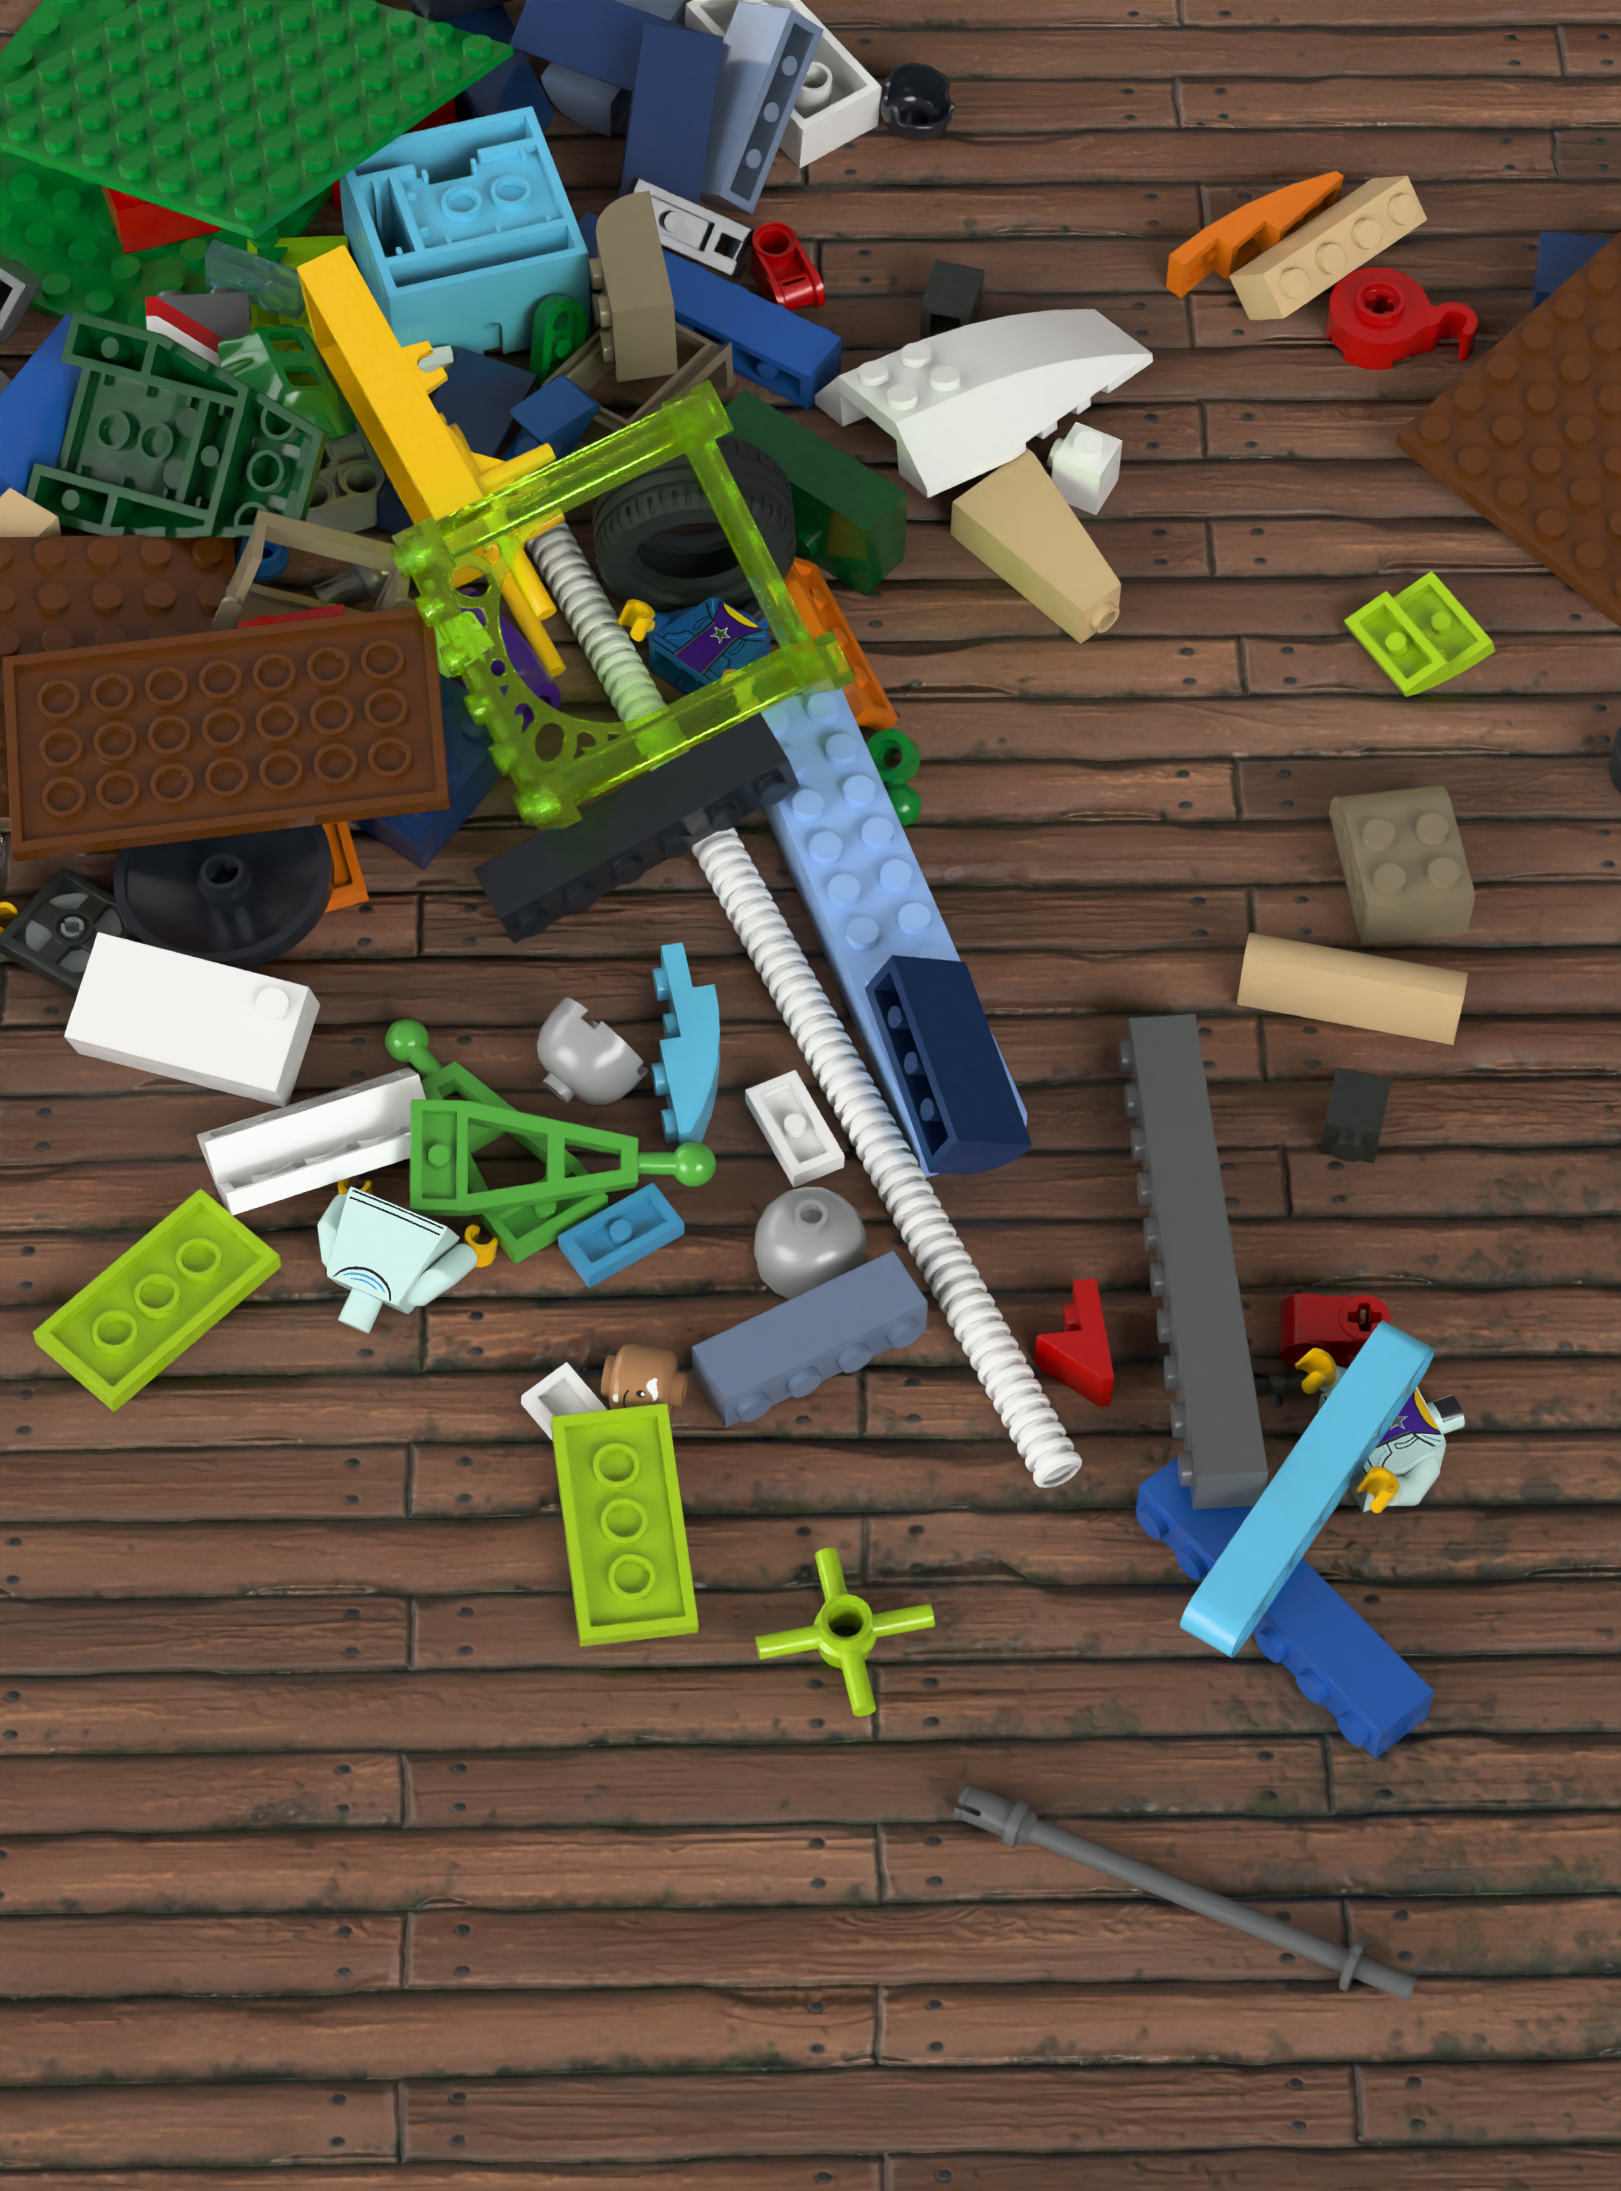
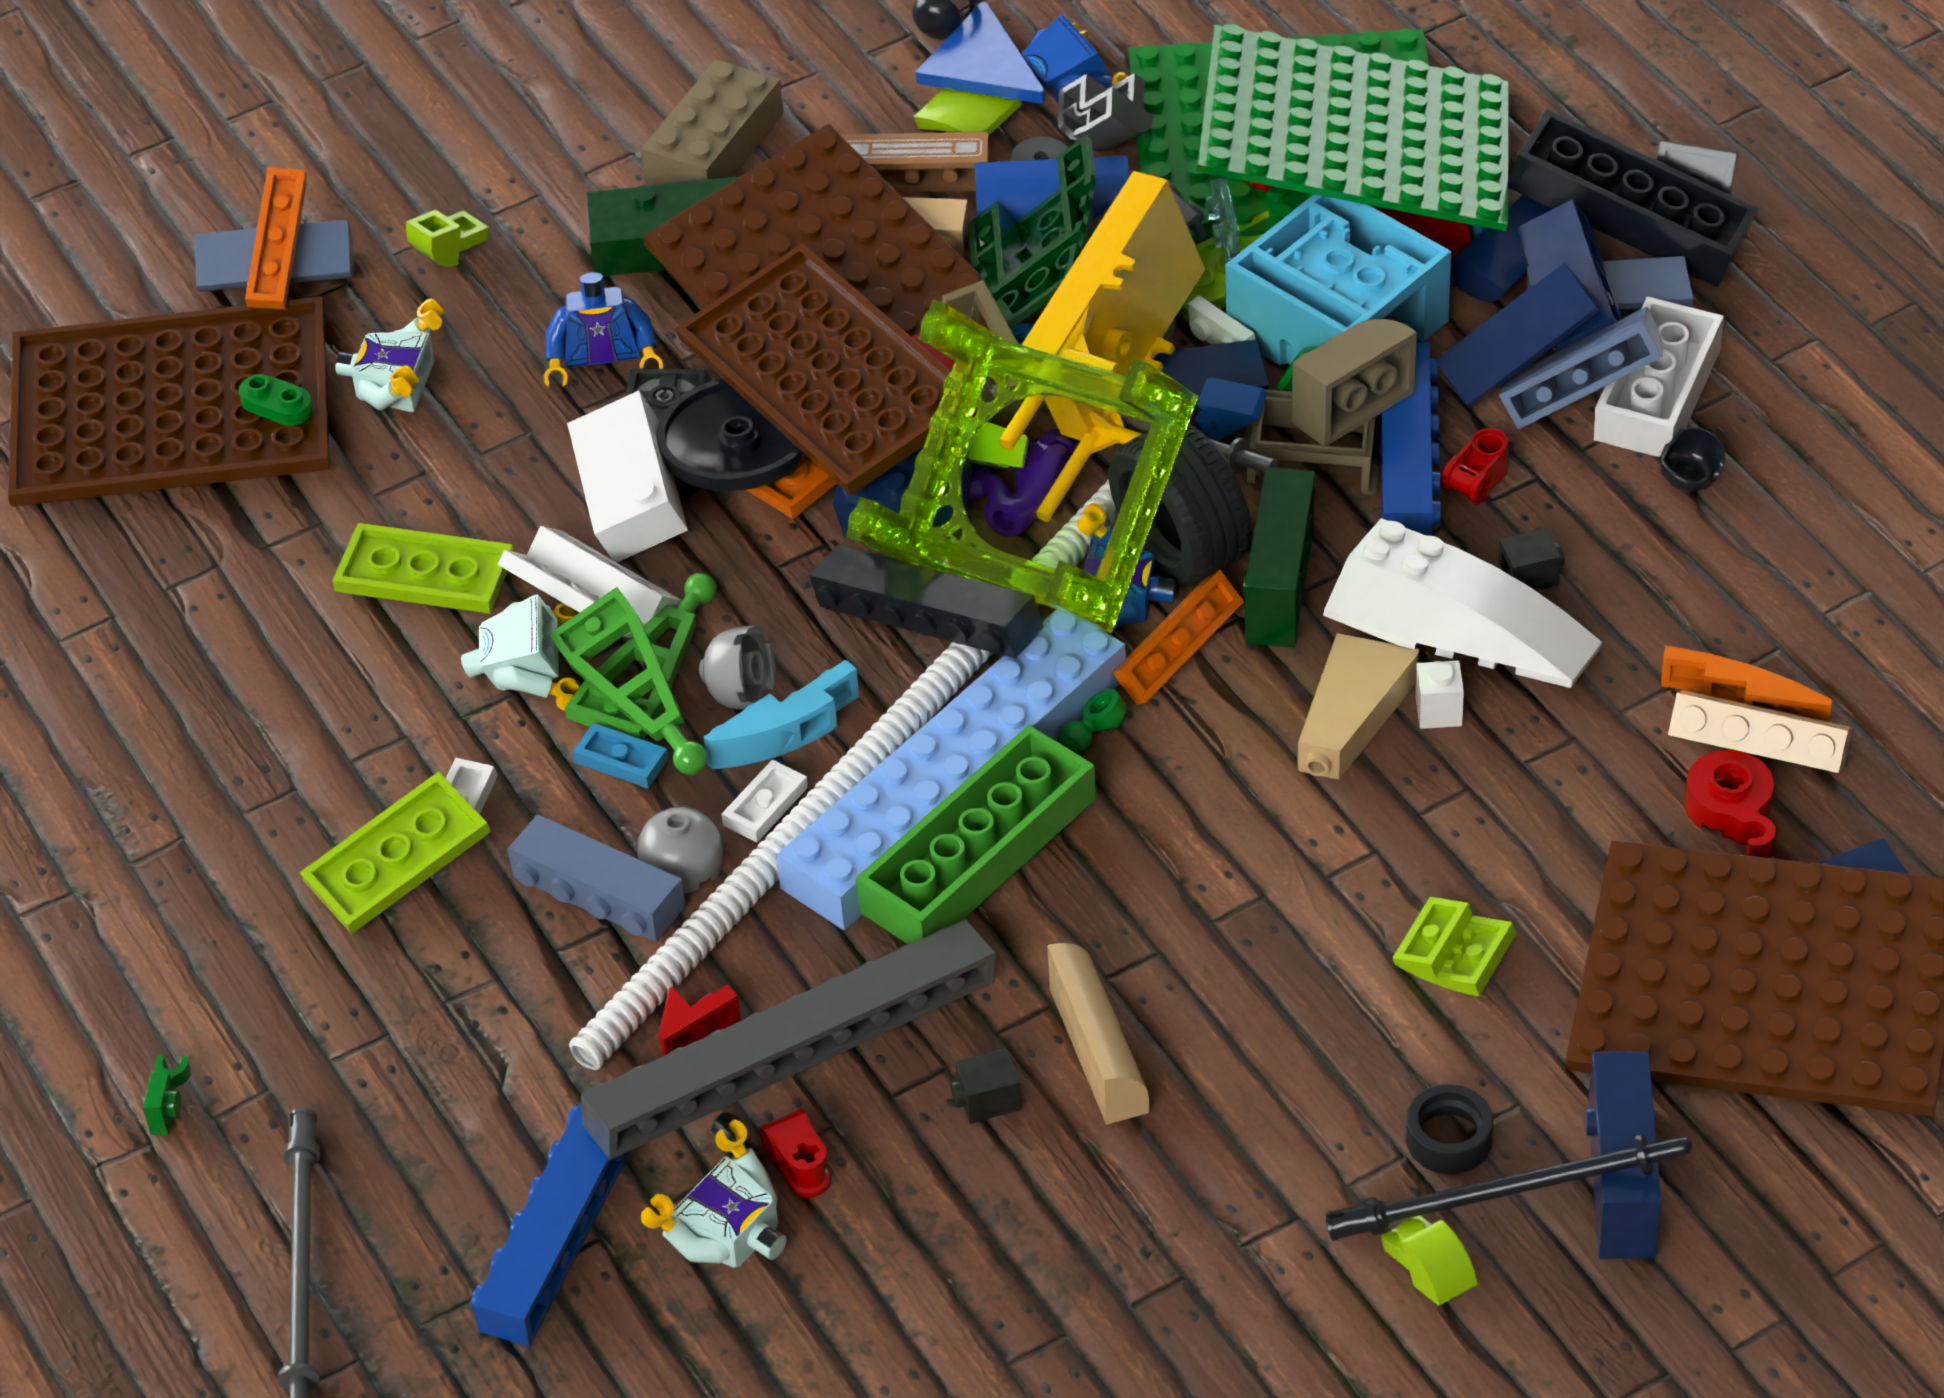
camera: 65 degrees right, 10 degrees down
(643, 1378) = (507, 811): medium nougat head -> none
(696, 230) = (1453, 389): plate -> none
(838, 1937) = (161, 1098): none -> green plate
(839, 1651) = (389, 1000): lime bar -> none
(947, 1065) = (829, 825): dark blue brick -> none
(1017, 954) = (976, 837): none -> bright green brick
(1306, 1489) = (632, 1171): medium azure beam -> none
(1403, 864) = (1230, 1017): dark tan brick -> none

